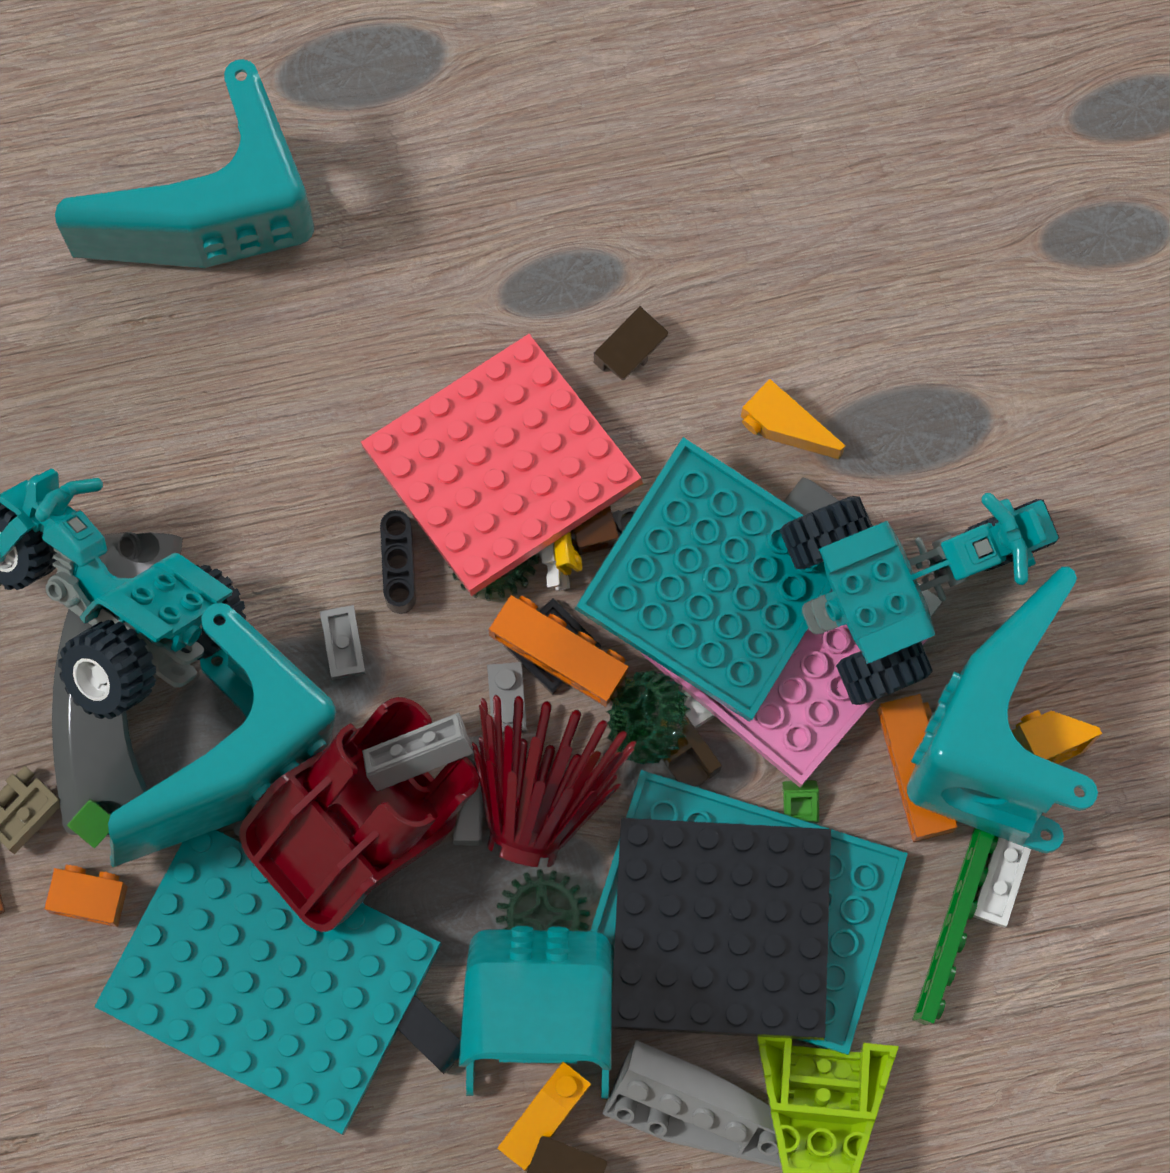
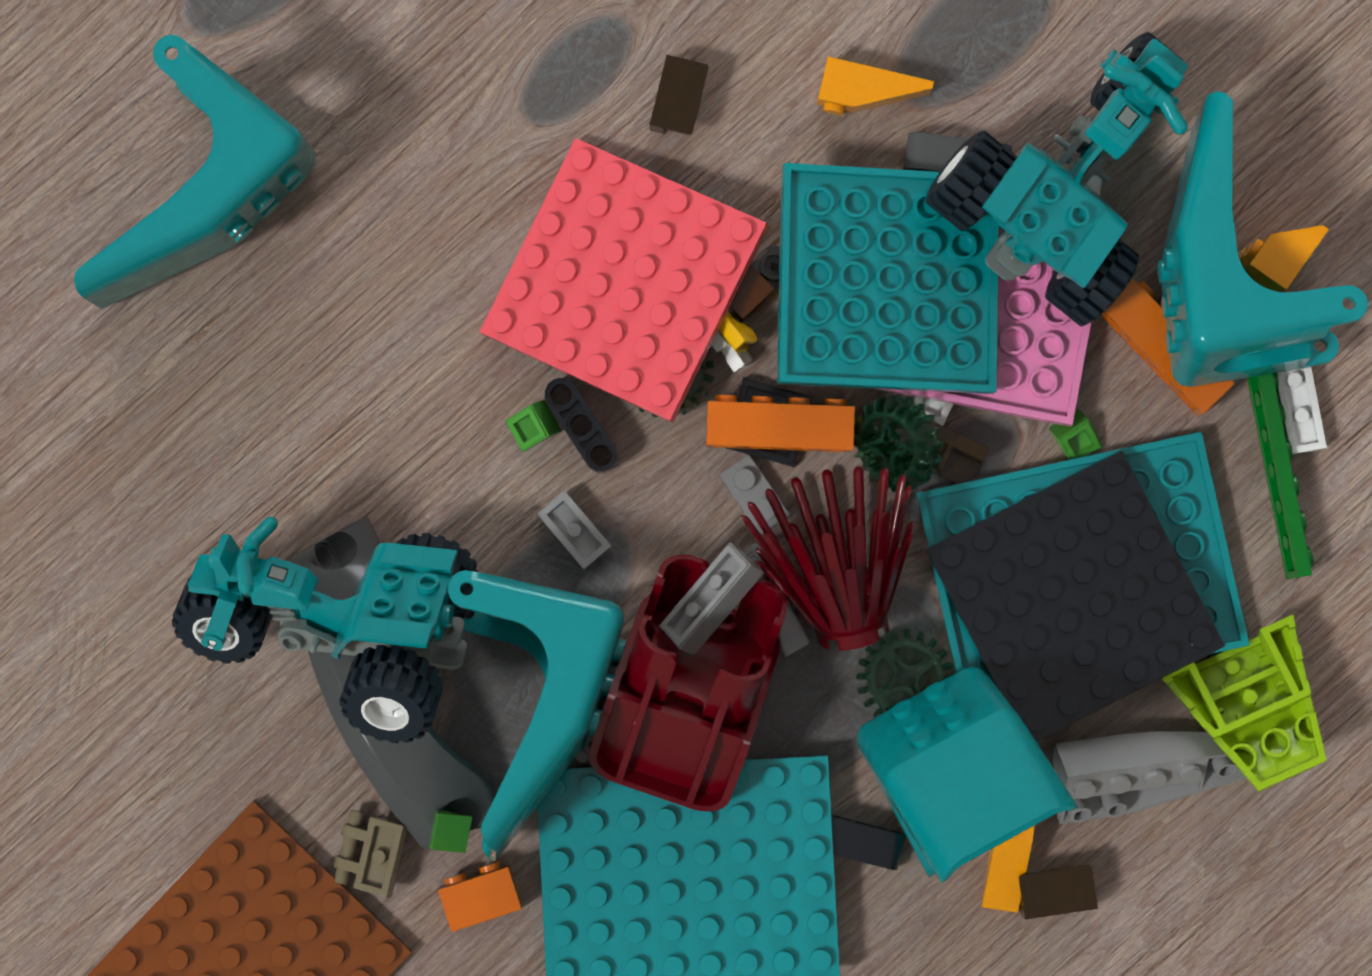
camera: 30 degrees left, 10 degrees up
(360, 541) = (533, 425): none -> bright green slope

